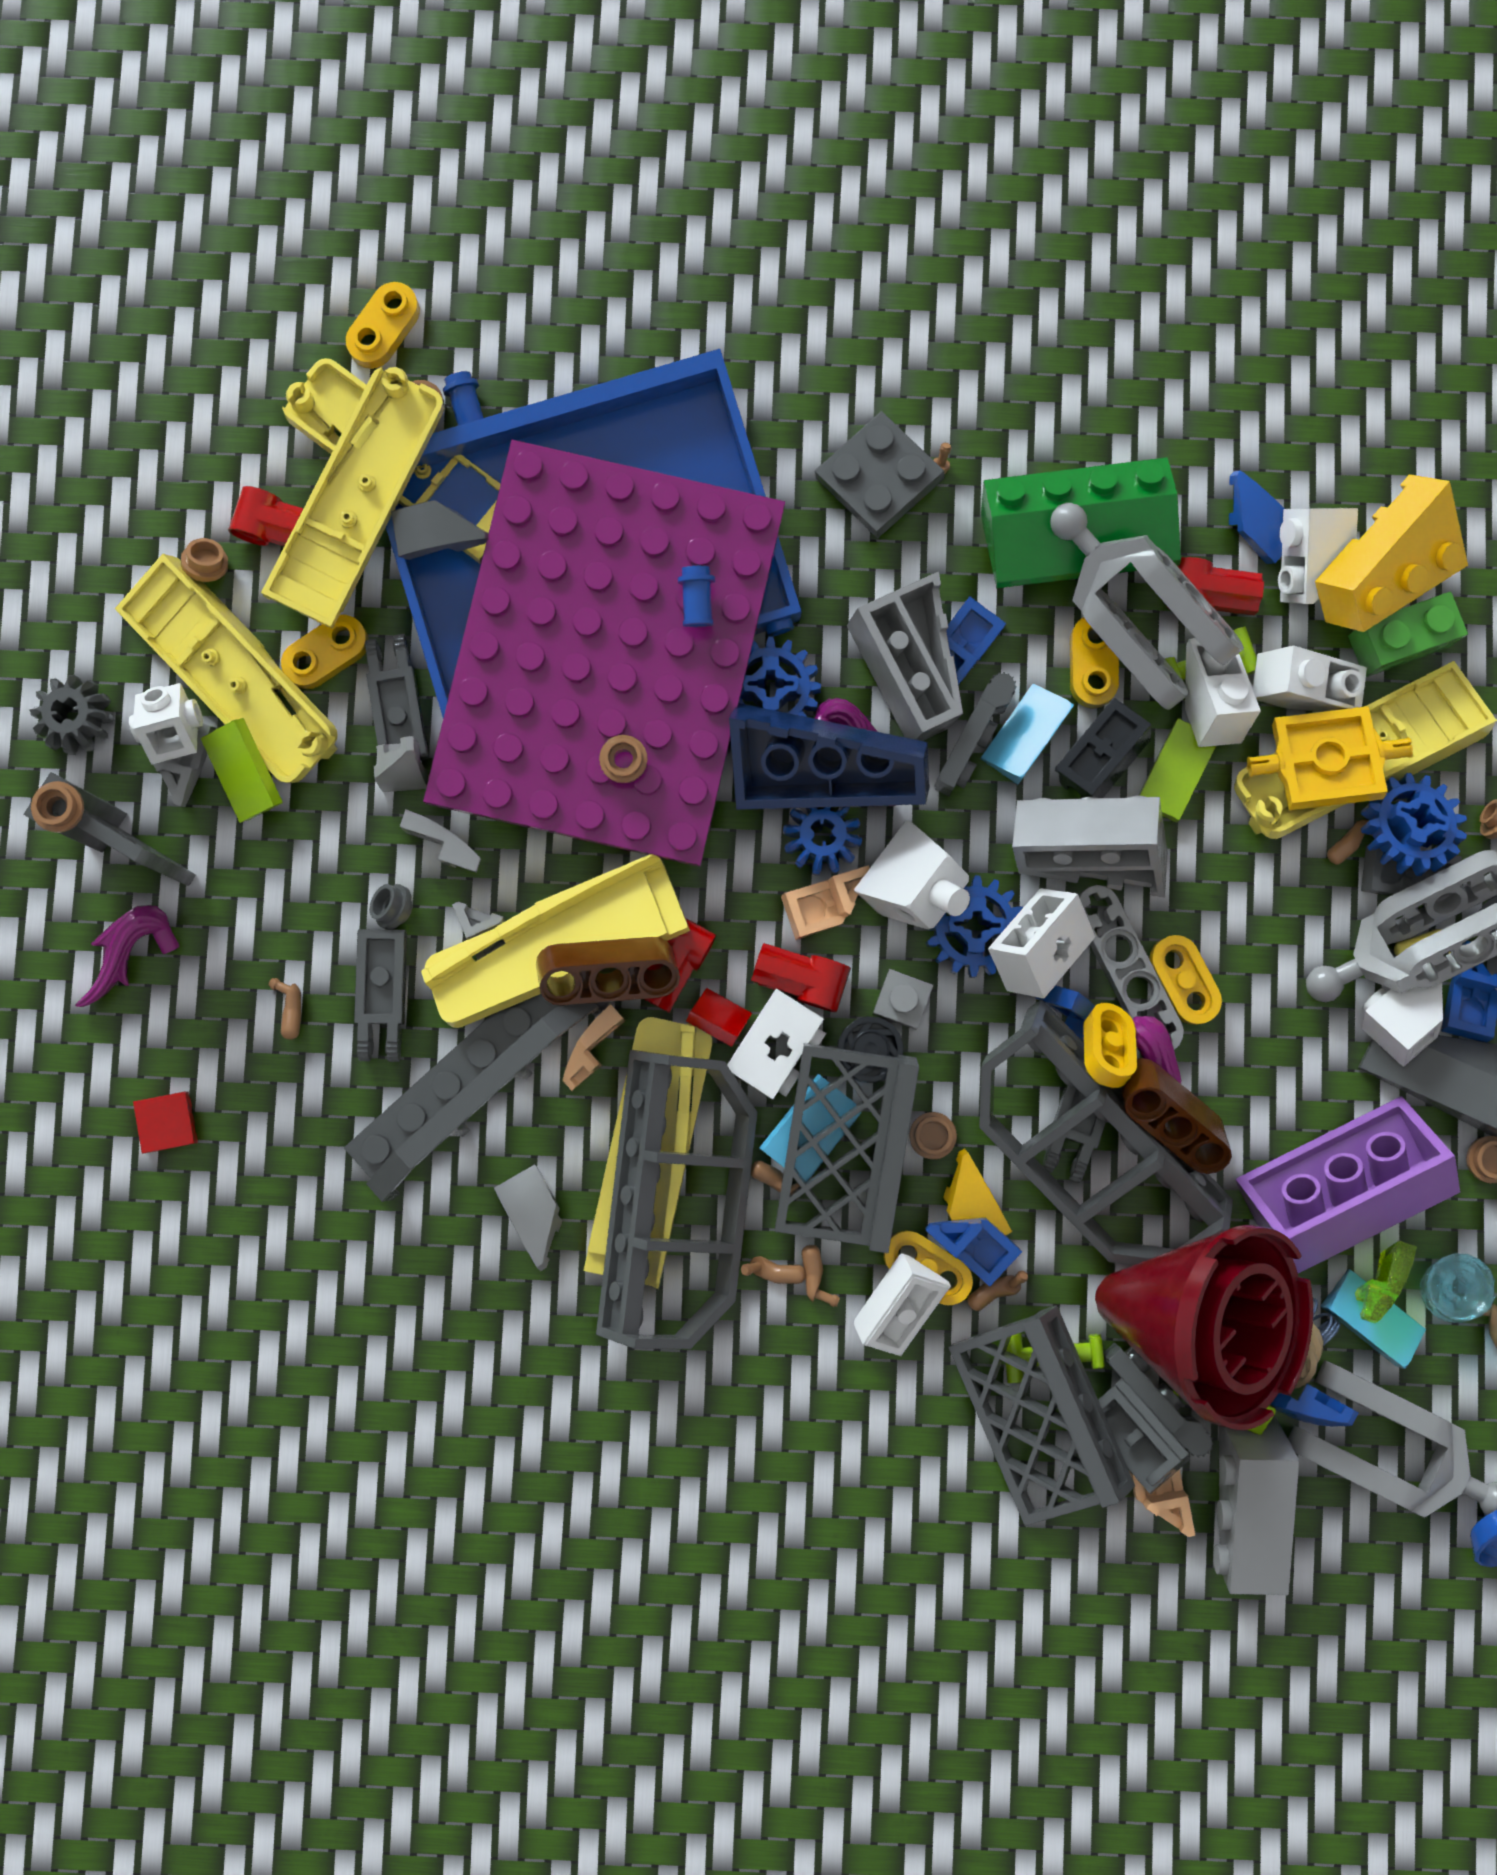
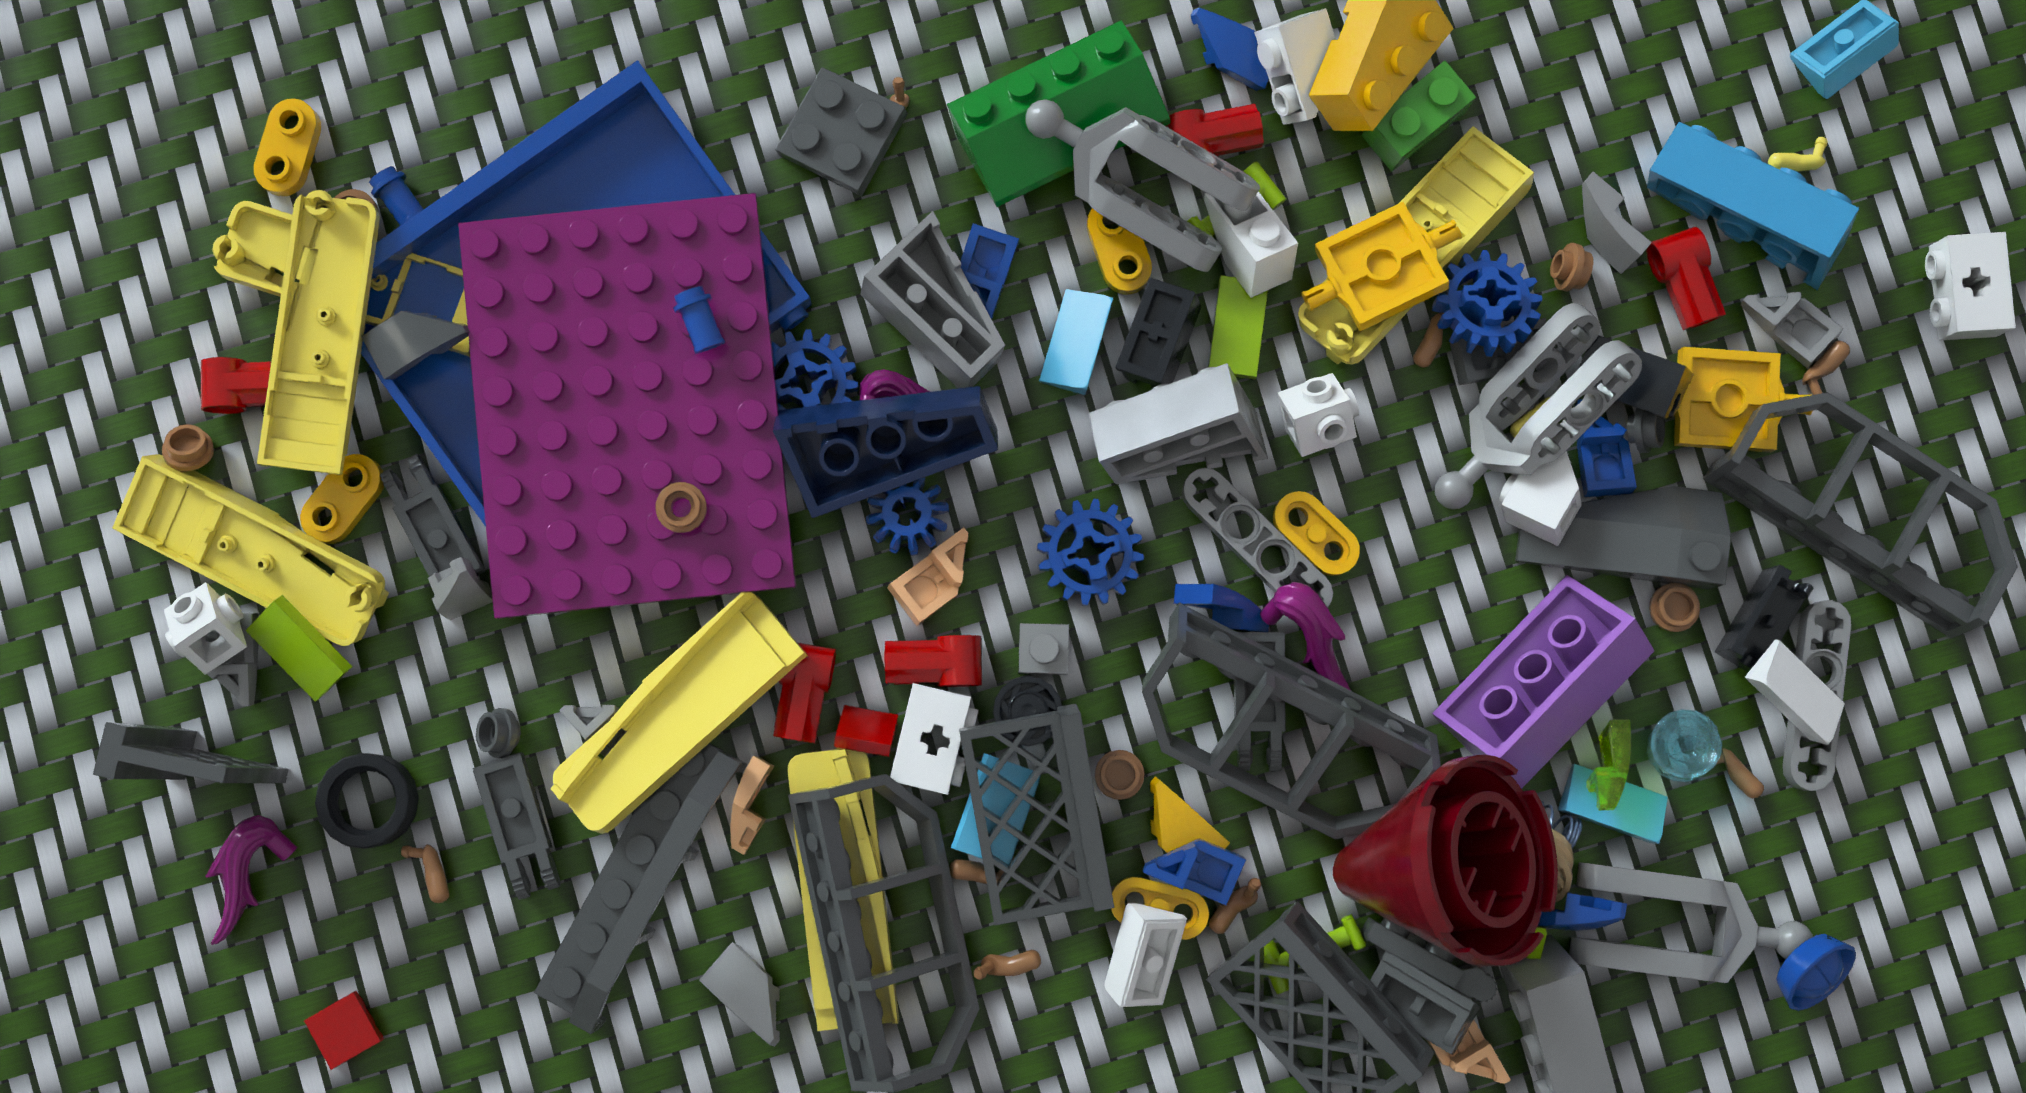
camera: 25 degrees left, 0 degrees up
(44, 800) = (109, 755): medium nougat plate -> none
(54, 710) = (86, 649): dark grey gear -> none
(219, 920) = (329, 791): none -> black tyre
(454, 850) = (542, 655): light grey slope -> none
(587, 959) = (712, 724): reddish brown beam -> none
(814, 1270) = (1047, 950): medium nougat piece -> none
(915, 880) = (1014, 527): white torso -> none
(976, 732) = (1026, 357): dark grey hinge -> none
(1042, 942) = (1161, 546): white brick -> none
(1110, 1045) = (1261, 626): yellow plate -> none
(1176, 1118) = (1349, 673): reddish brown beam -> none
(1225, 872) = (1318, 414): none -> white brick
(1308, 680) = (1336, 195): white slope -> none

